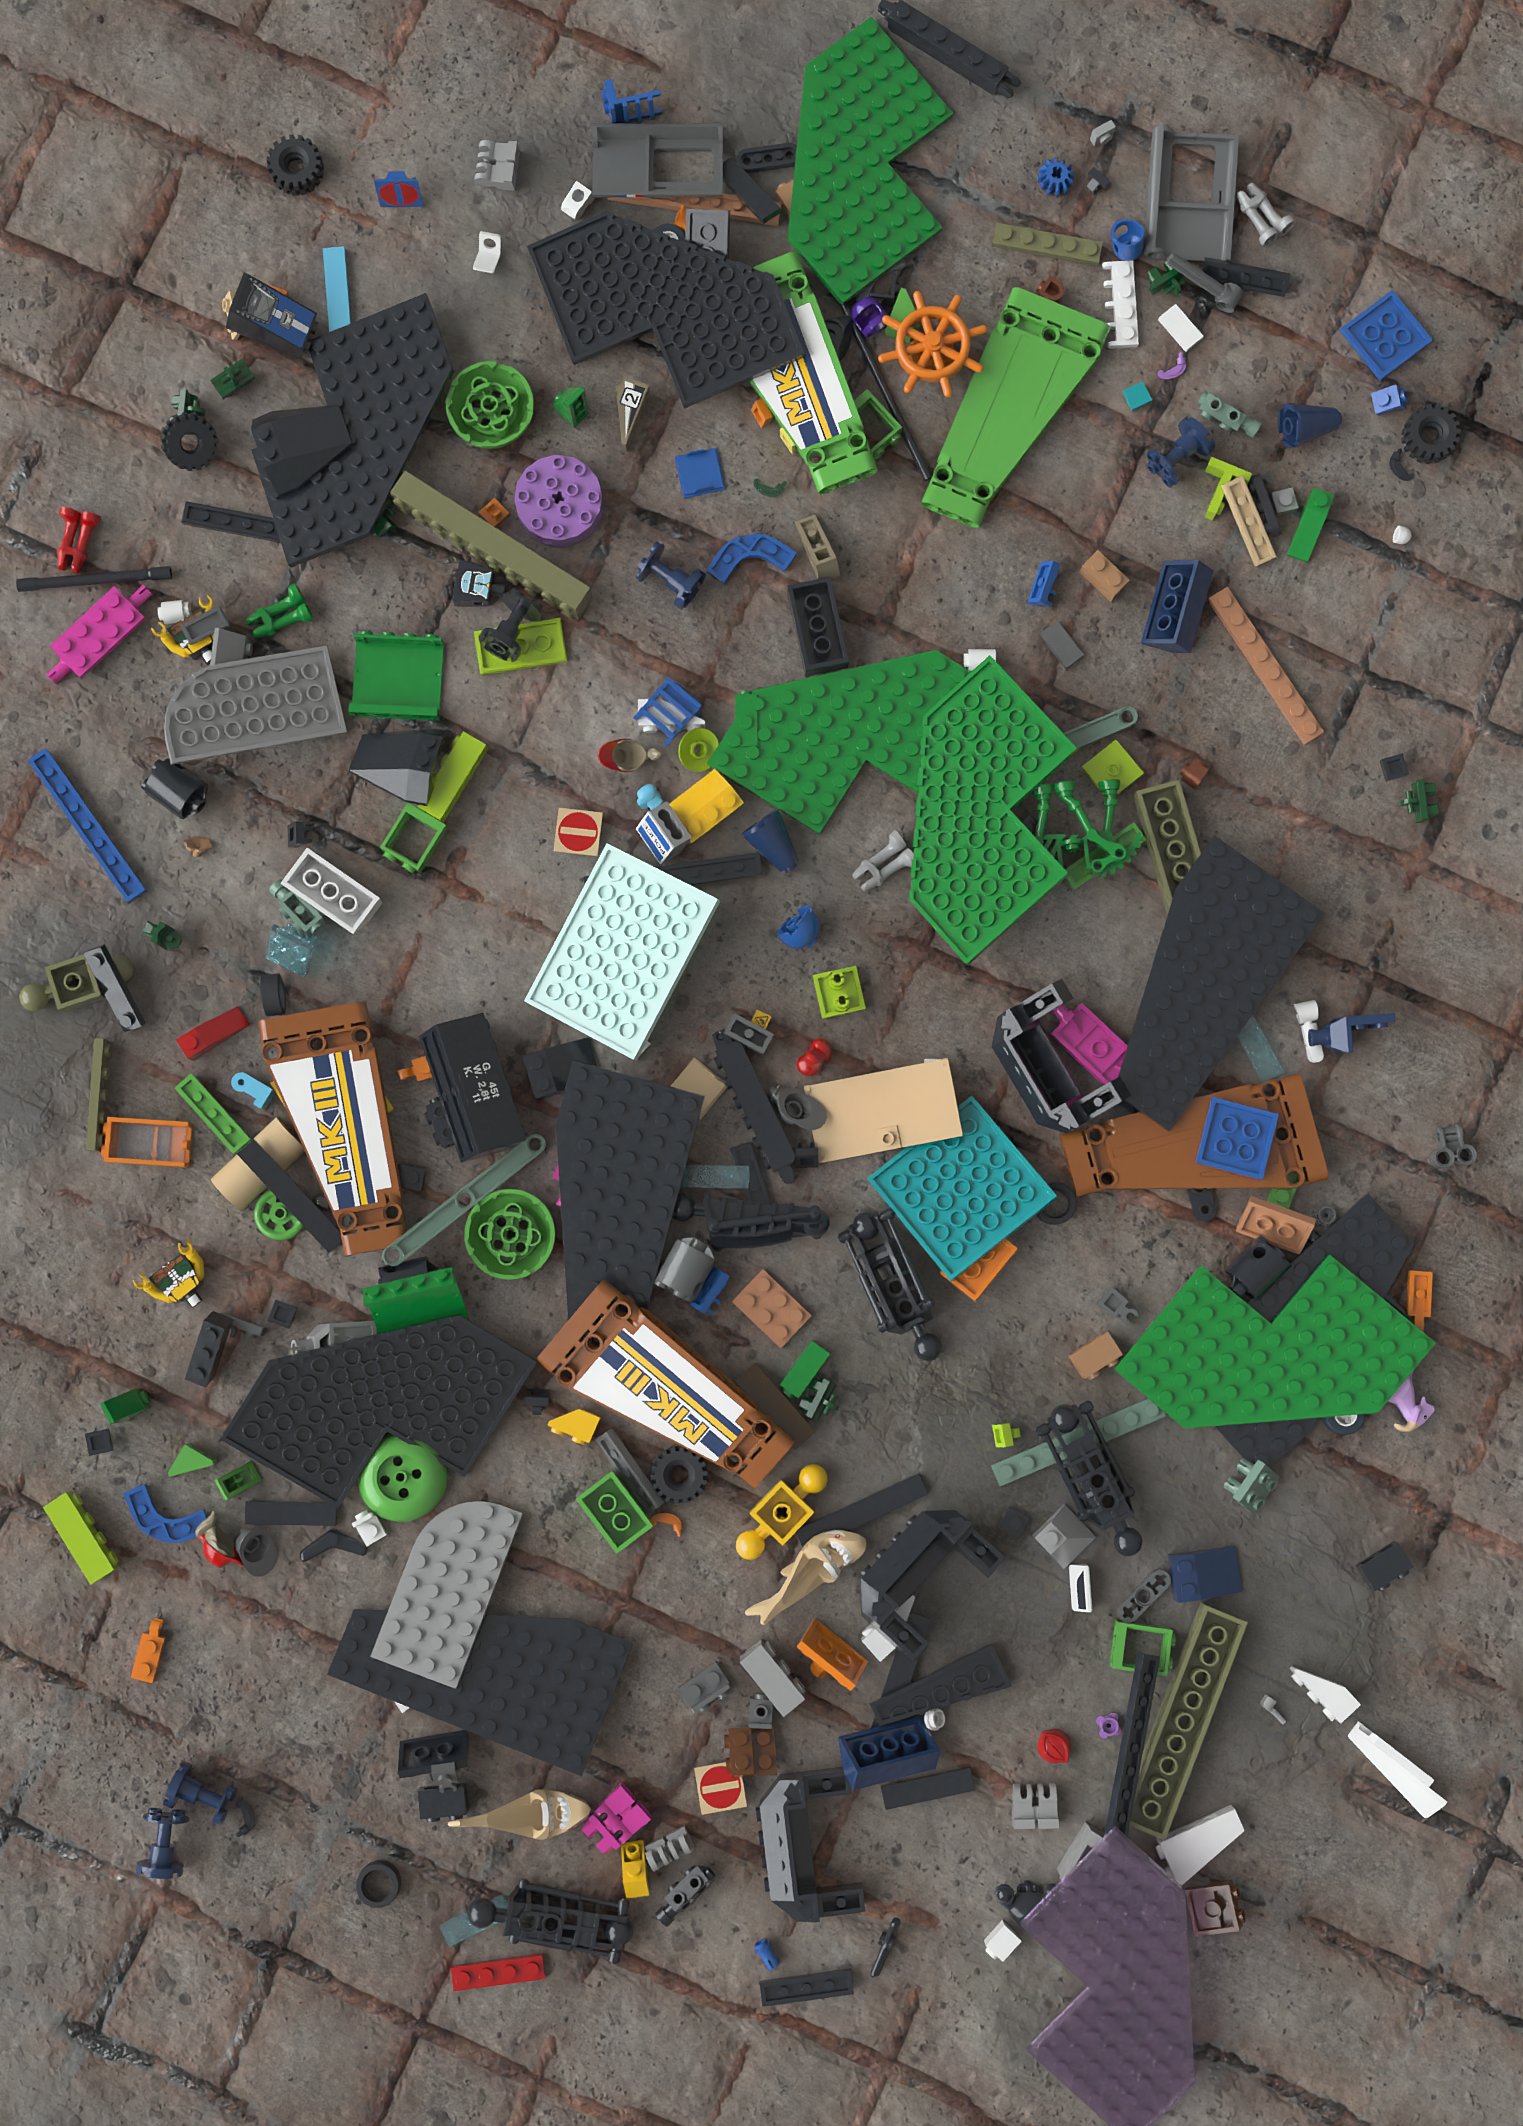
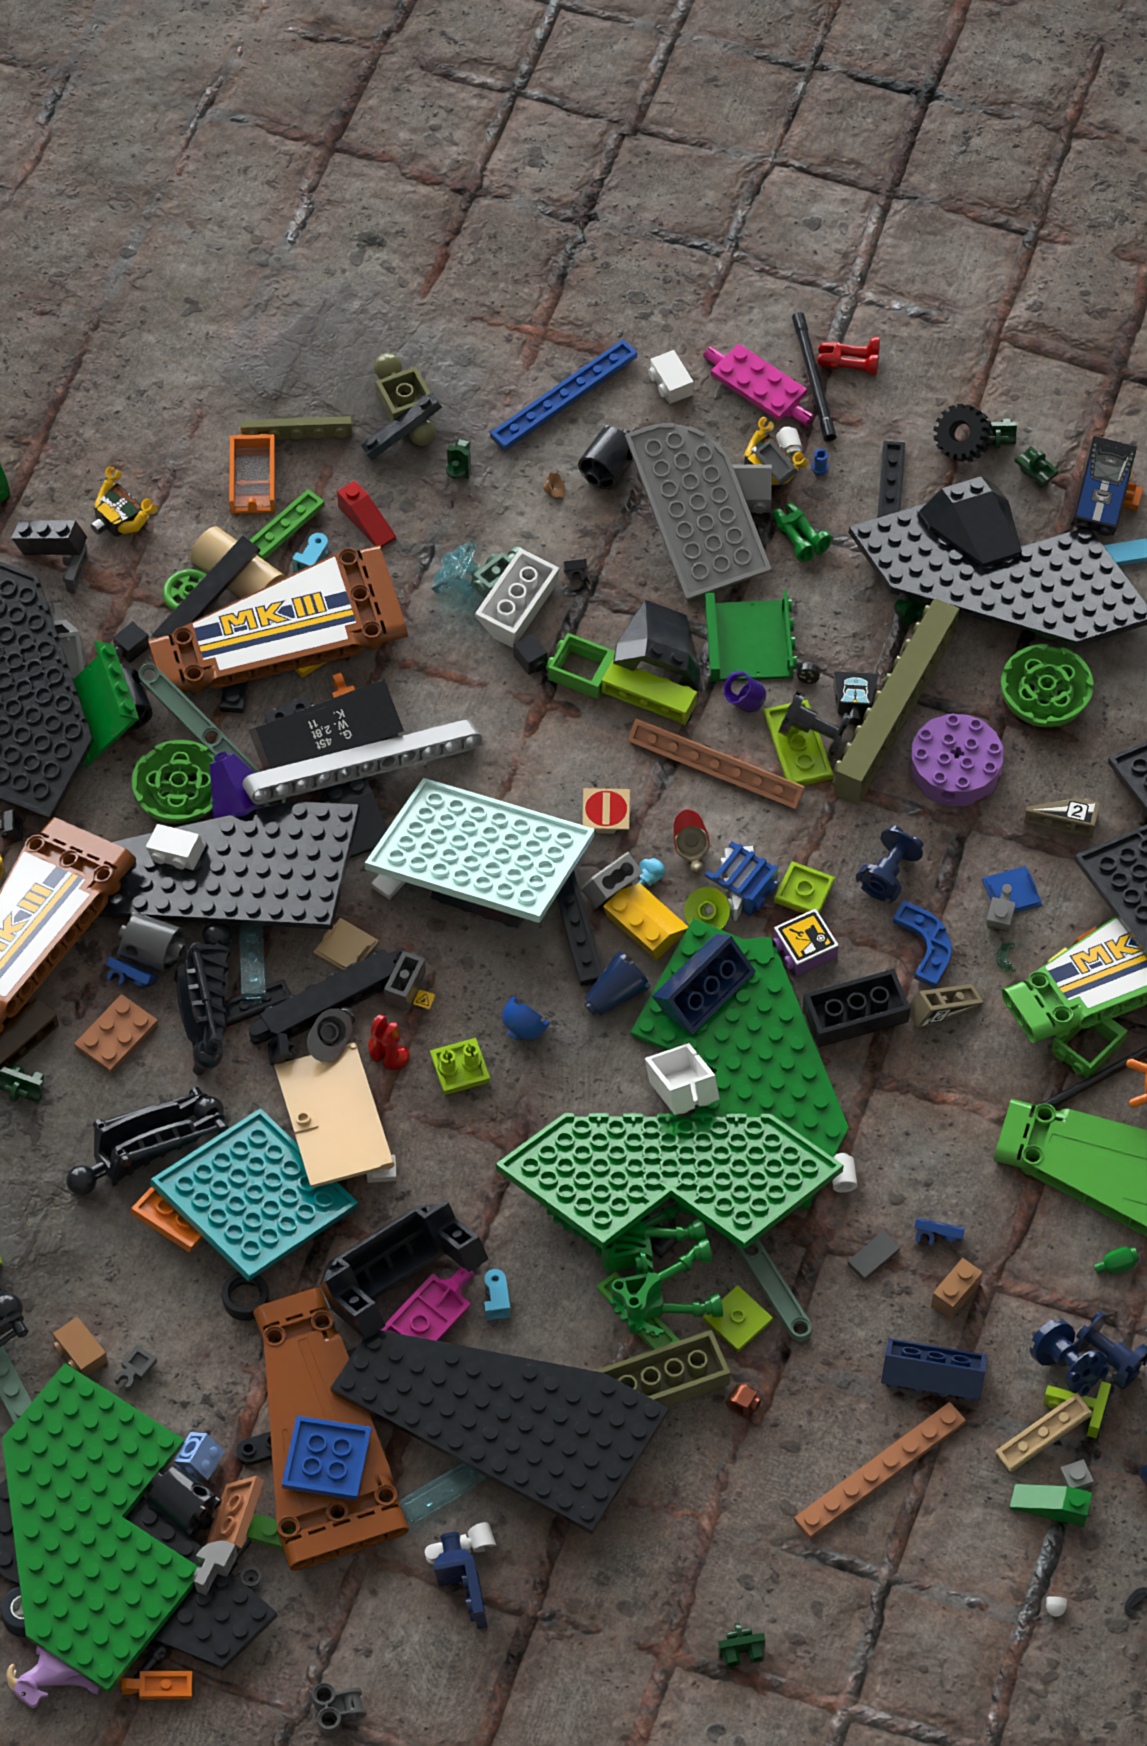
camera: 85 degrees right, 25 degrees down
(79, 718) = (671, 377): none -> white brick
(202, 580) = (820, 464): none -> blue pin
(273, 994) = (409, 567): black tyre -> none
(282, 1314) = (87, 599): black tile -> none
(337, 1274) = (130, 642): none -> black brick
(395, 886) = (530, 654): none -> black brick
(445, 626) = (808, 673): none -> black tile
(460, 677) = (753, 693): none -> dark purple helmet
(494, 513) = (936, 706): orange tile -> none
(513, 1056) = (361, 762): none -> light grey beam
(534, 1177) = (226, 786): none -> dark purple slope
(537, 724) = (716, 763): none -> nougat plate
(572, 405) = (1058, 758): green slope -> none
(595, 1239) = (175, 847): none -> white brick
(682, 659) = (804, 889): none -> lime plate
(729, 482) = (1001, 910): none -> light grey brick
(741, 664) = (805, 942): none -> piece
(784, 759) = (704, 983): none -> dark blue slope
(804, 1370) = (56, 1067): green brick -> none
(886, 792) = (682, 1079): none -> white piece
(895, 845) = (599, 1084): light grey piece -> none
(1076, 977) = (496, 1288): none -> medium azure leg
(1086, 435) = (1118, 1260): none -> green plant
(1181, 491) = (1055, 1345): none -> dark blue piece
(1213, 1253) = (199, 1455): none -> light blue head
(1264, 505) = (1066, 1452): black plate -> none
(1321, 1243) = (213, 1559): none -> light grey brick
(1394, 767) = (776, 1611): black tile -> none

